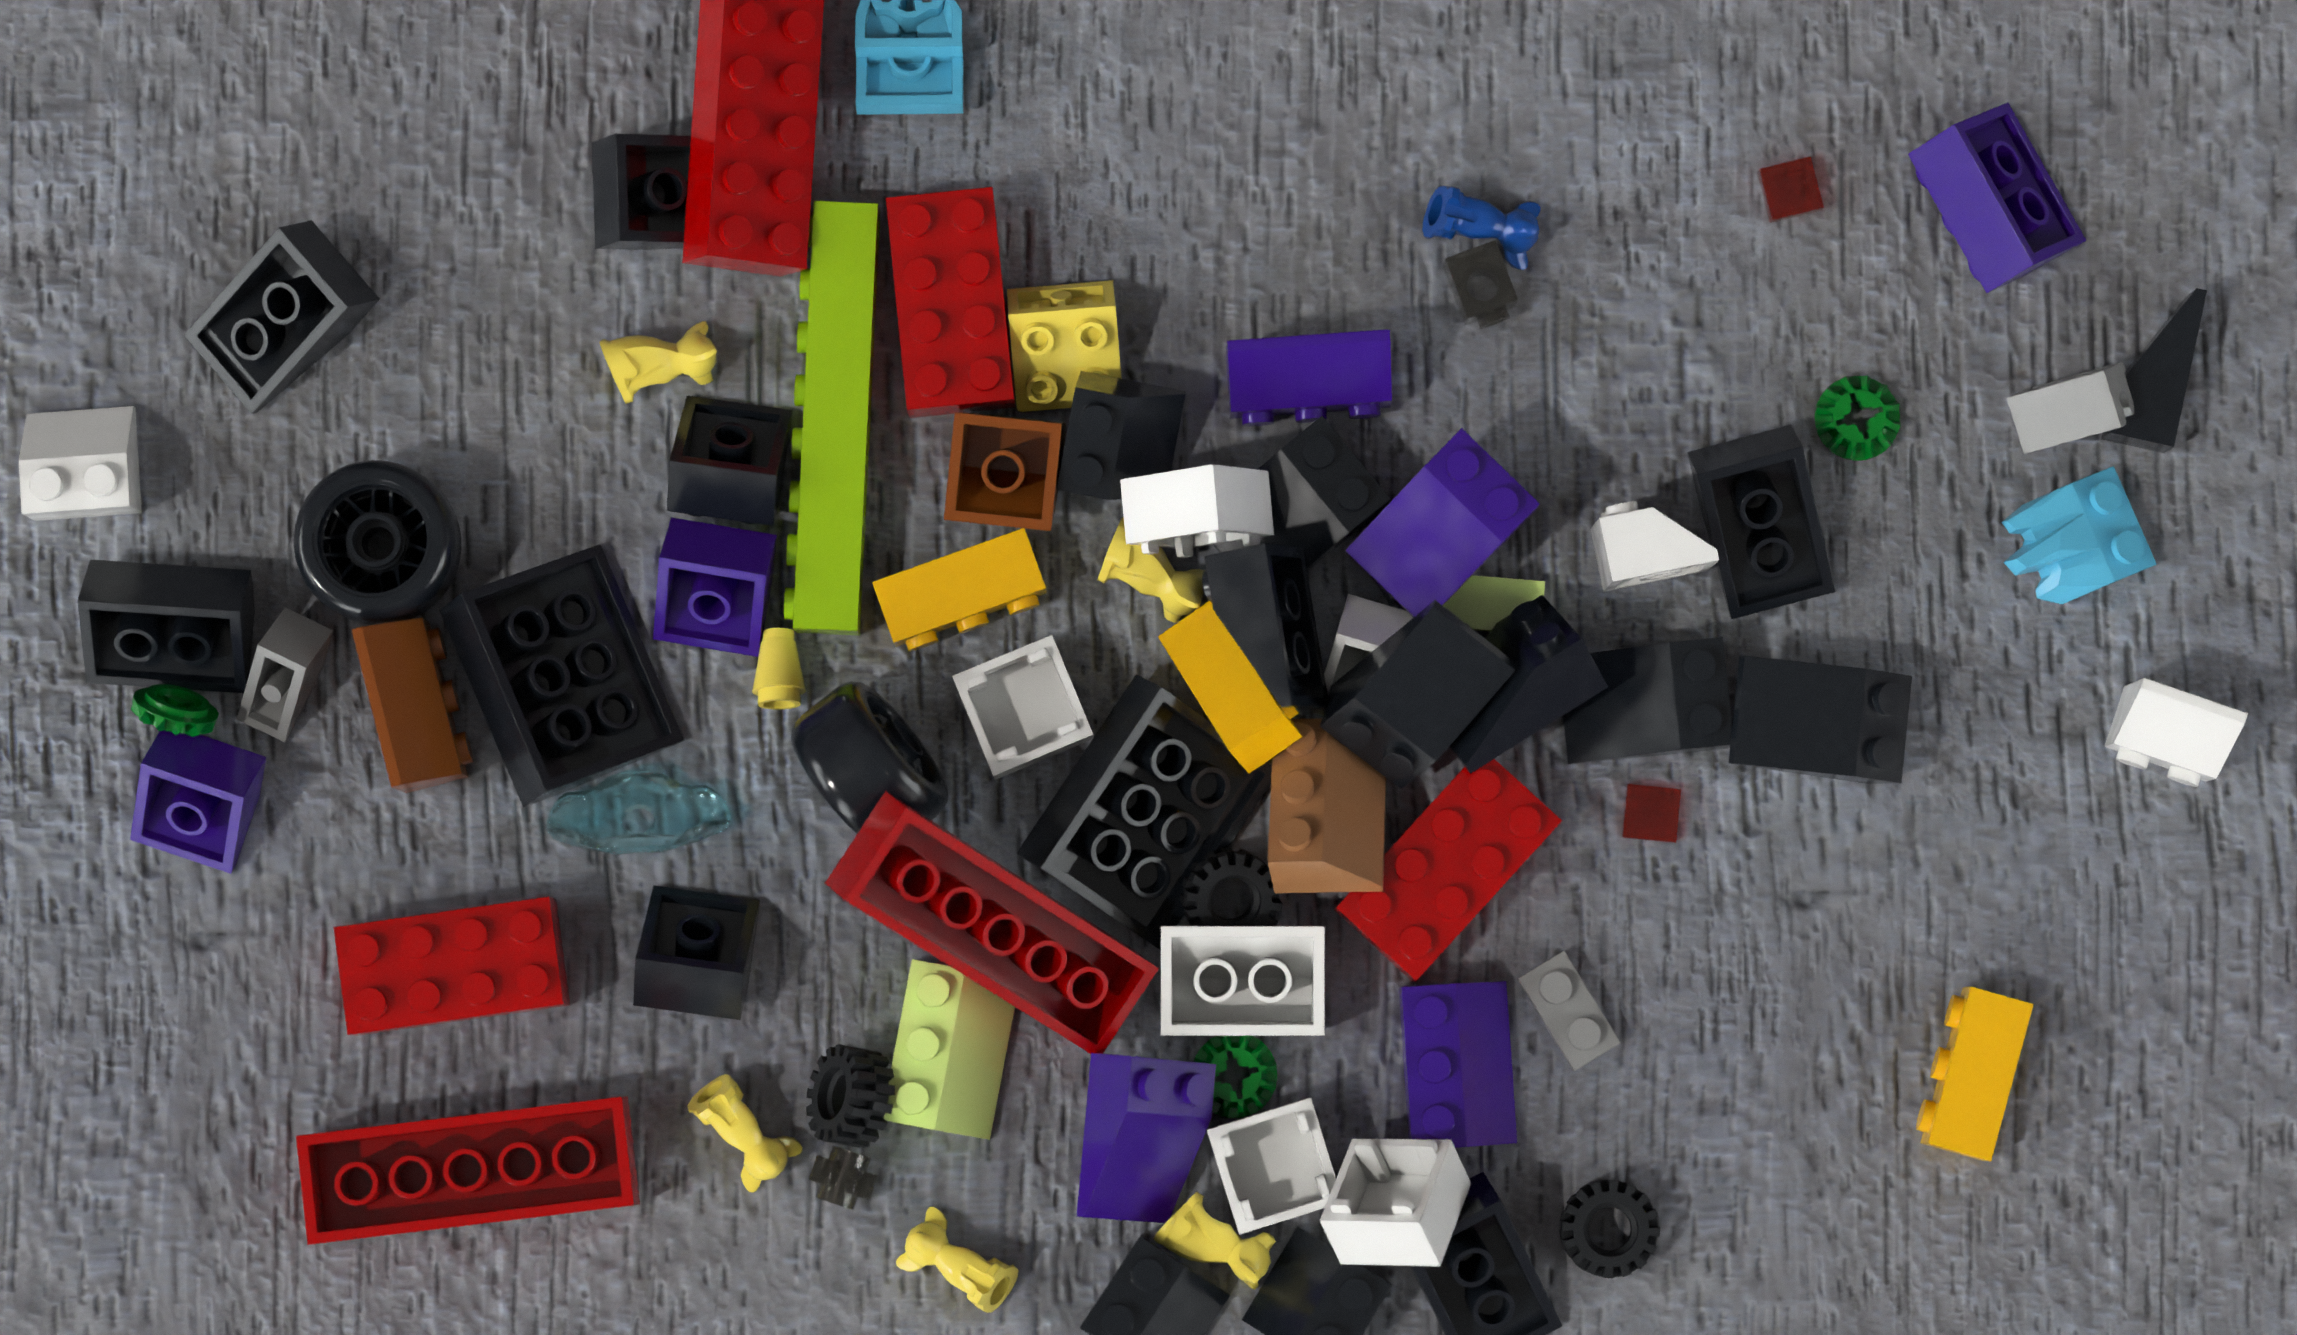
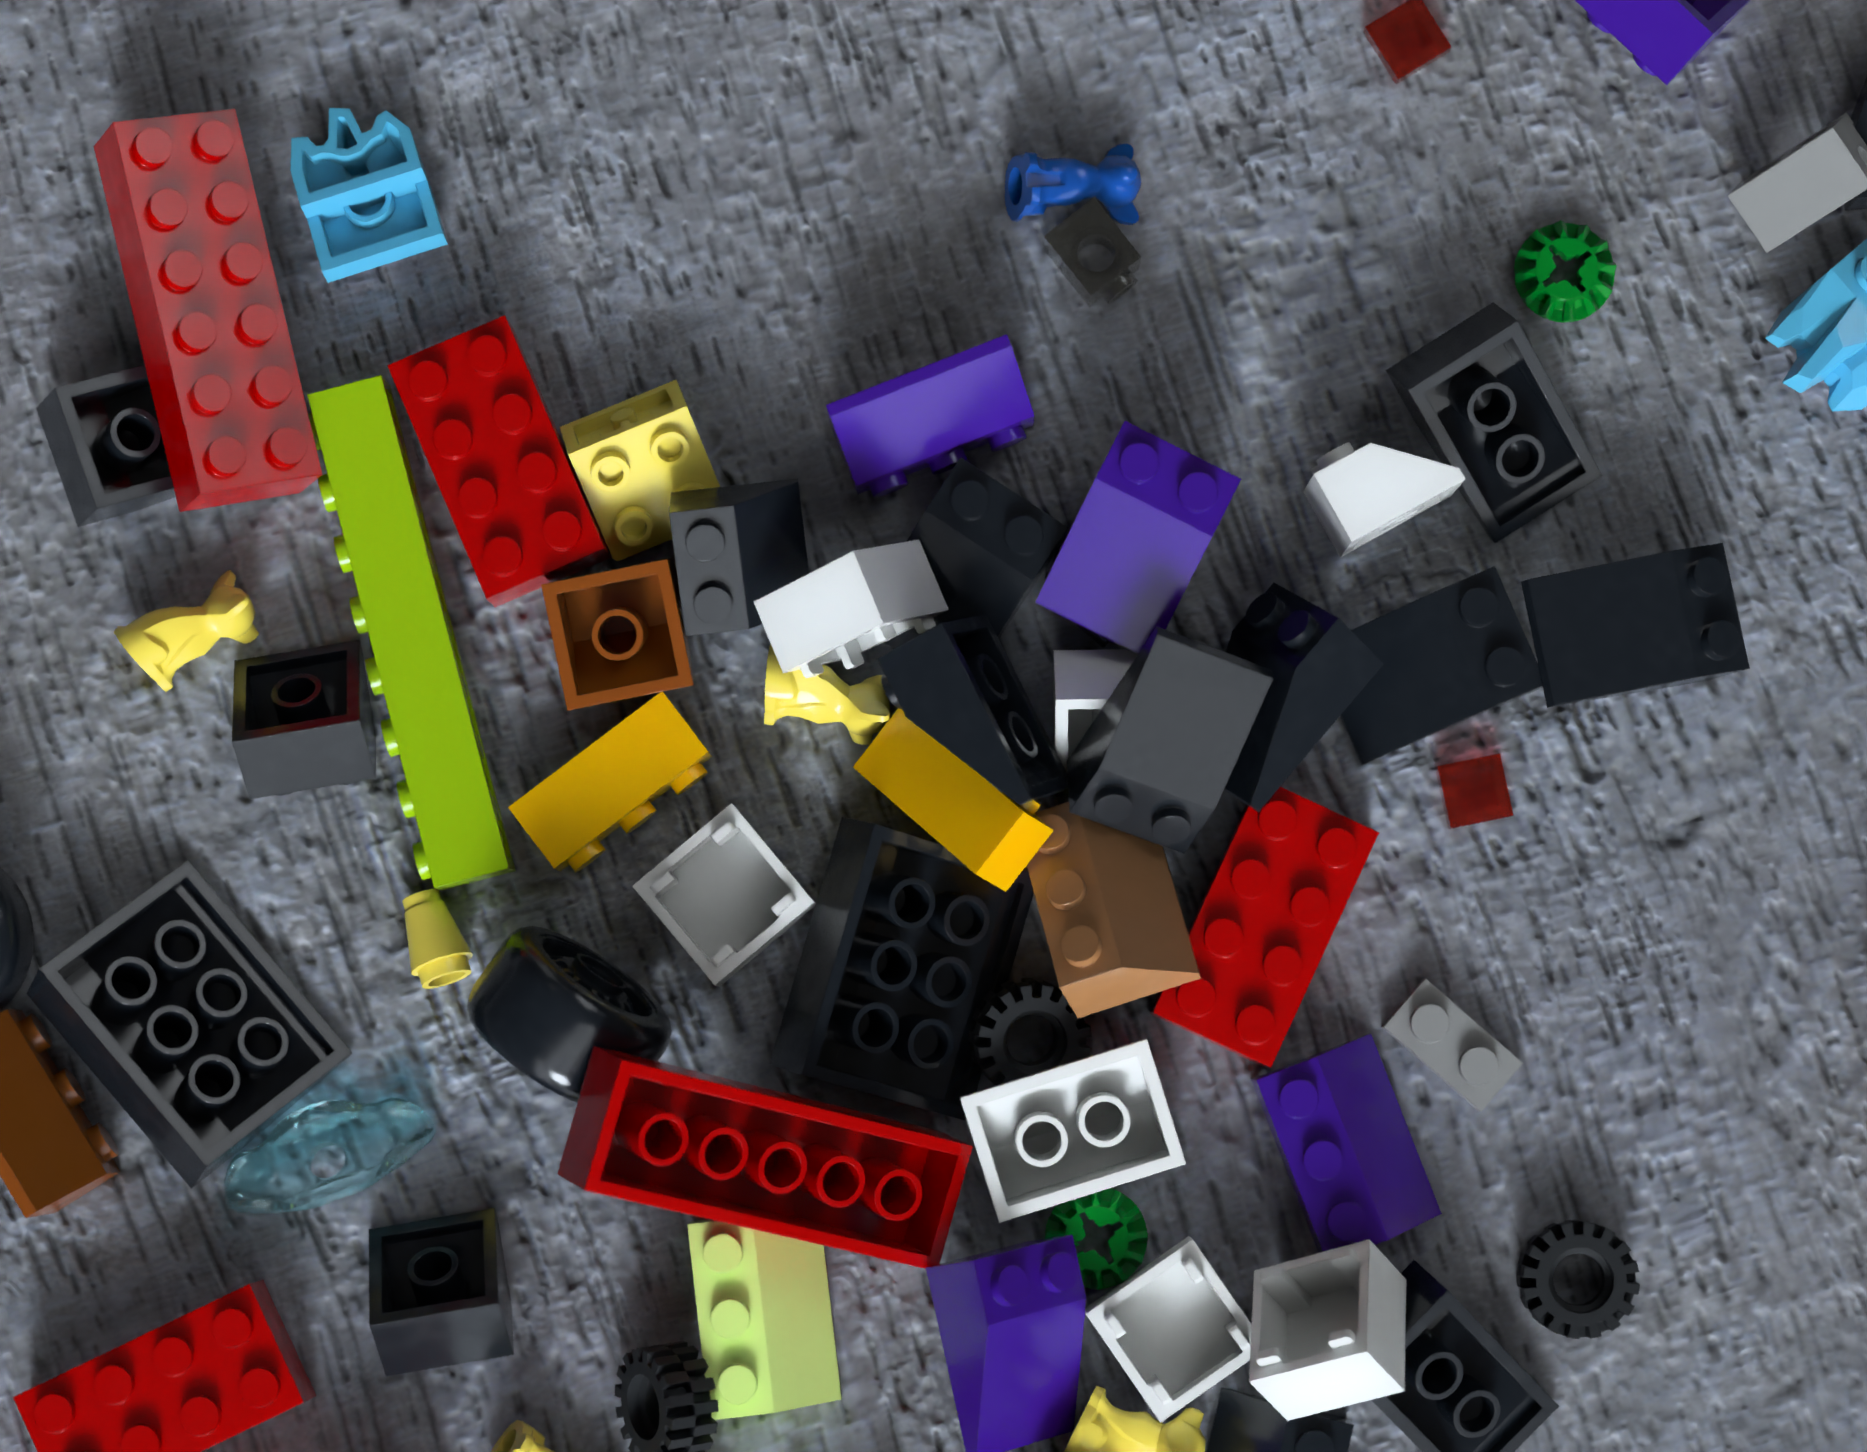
camera: 10 degrees left, 0 degrees up
(714, 586) = (330, 867): dark purple slope -> none
(1490, 599) = (1218, 605): yellowish green tile -> none

